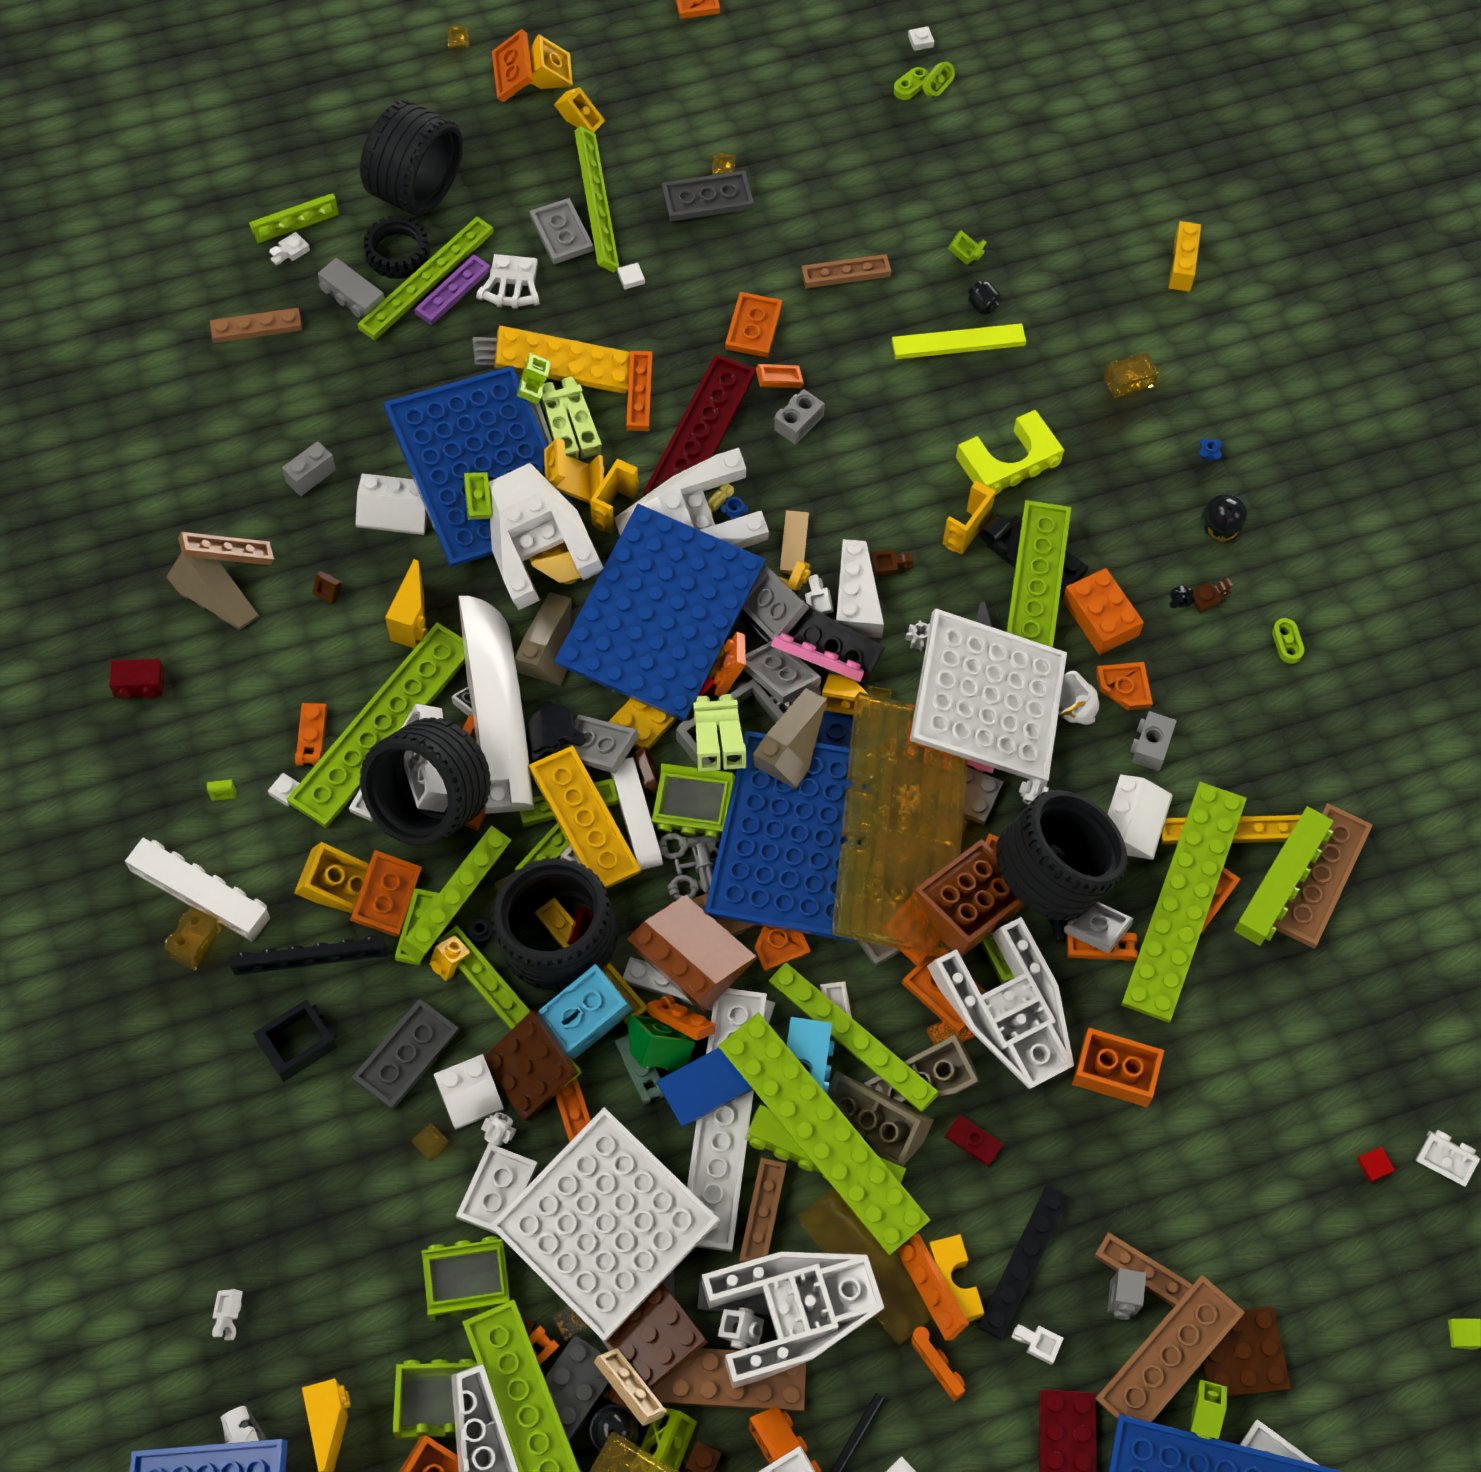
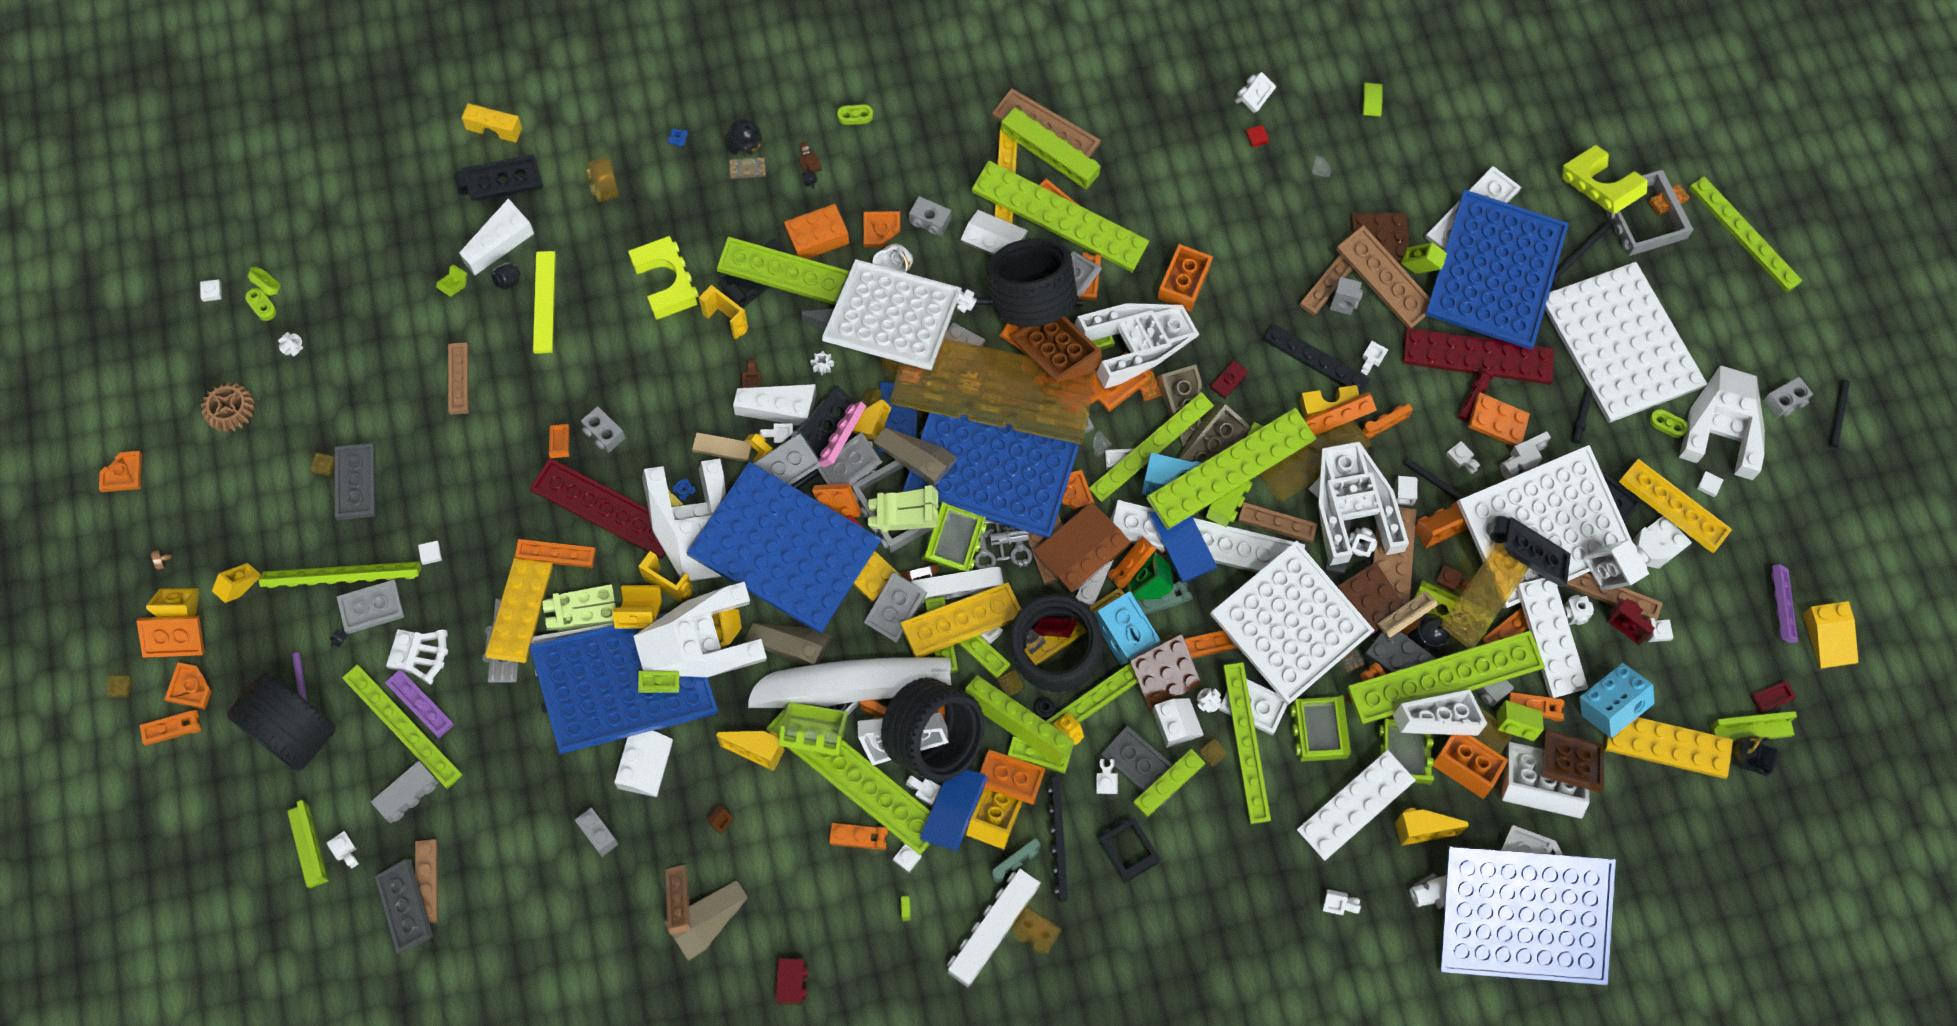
camera: 85 degrees left, 5 degrees up
(224, 305) = (403, 906): none -> dark grey plate
(278, 906) = (1015, 861): none -> sand green plate
(336, 826) = (953, 810): none -> blue tile
(358, 1328) = (1356, 805): none -> white plate
(381, 1082) = (1169, 783): none -> lime plate
(384, 1008) = (1107, 781): none -> white plate
(391, 227) = (345, 735): black tyre -> none
(416, 83) = (170, 727): none -> orange plate
(428, 659) = (813, 728): none -> lime window
(438, 1177) = (1247, 743): none -> lime plate
(461, 92) = (188, 687): none -> orange plate
(464, 183) = (299, 675): none -> medium lavender bar
(522, 207) = (338, 638): none -> black plate
(533, 378) = (542, 629): lime slope -> none
(550, 730) = (877, 641): black tile -> none
(562, 906) = (1034, 641): none -> clear tile
(599, 44) = (159, 559): none -> medium nougat tile
(753, 324) = (501, 456): orange plate -> none
(781, 72) = (225, 417): none -> medium nougat gear
(830, 1391) = (1406, 490): none -> white panel
(853, 975) = (1100, 444): none -> clear tile
(858, 113) = (290, 344): none -> white gear
(1031, 281) = (496, 238): none -> white wedge
(1104, 254) = (483, 183): none -> black hinge
(1183, 529) = (747, 168): none -> clear tile
(1344, 1259) = (1321, 167): none -> clear tile

